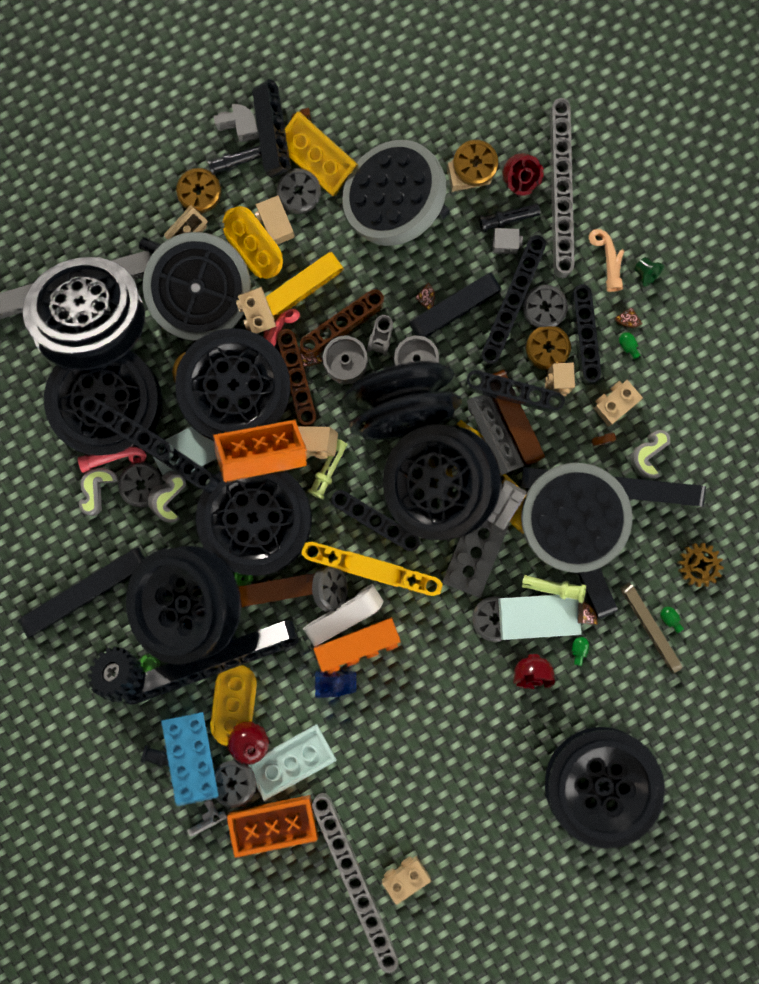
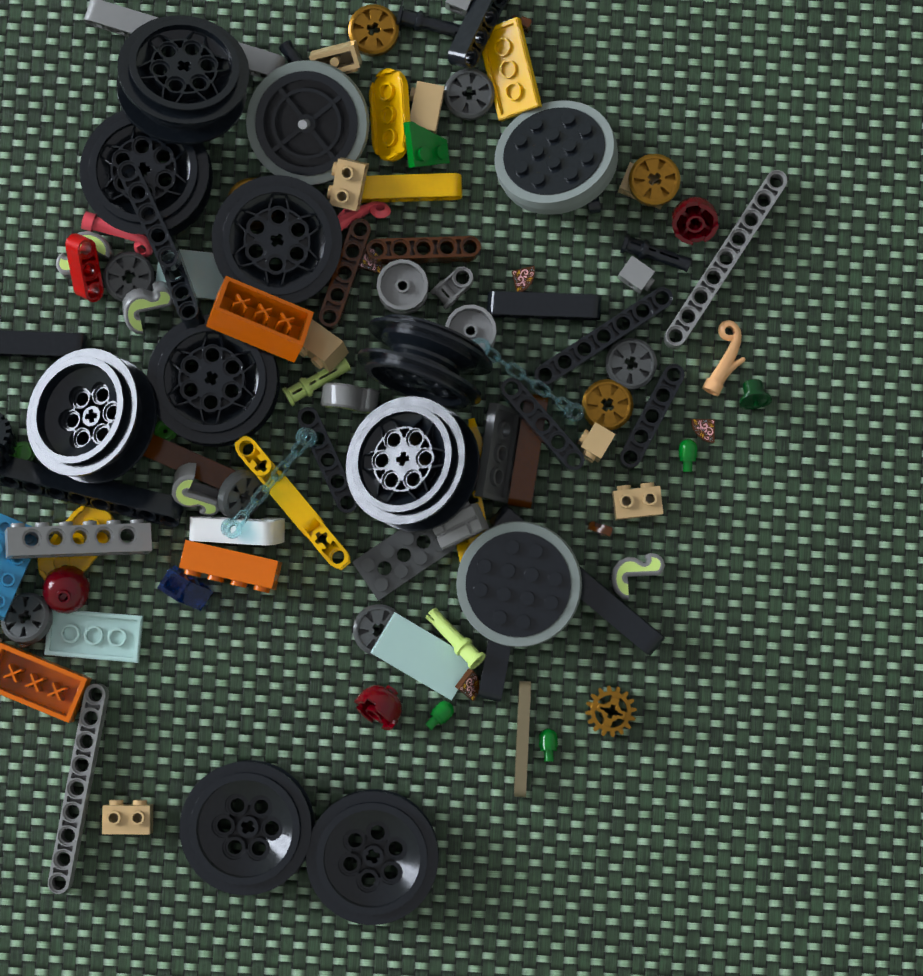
camera: 35 degrees right, 0 degrees up
(104, 499) = (86, 257): none -> red beam
(193, 738) = (17, 548): none -> light grey brick
(293, 248) = (424, 146): none -> green wing
(294, 611) = (194, 494): none -> light grey animal
(346, 517) = (301, 439): none -> clear light blue piece
(360, 465) = (349, 397): none -> light grey animal
(520, 859) = (209, 846): none -> black wheel
(523, 369) = (533, 383): none -> clear light blue piece

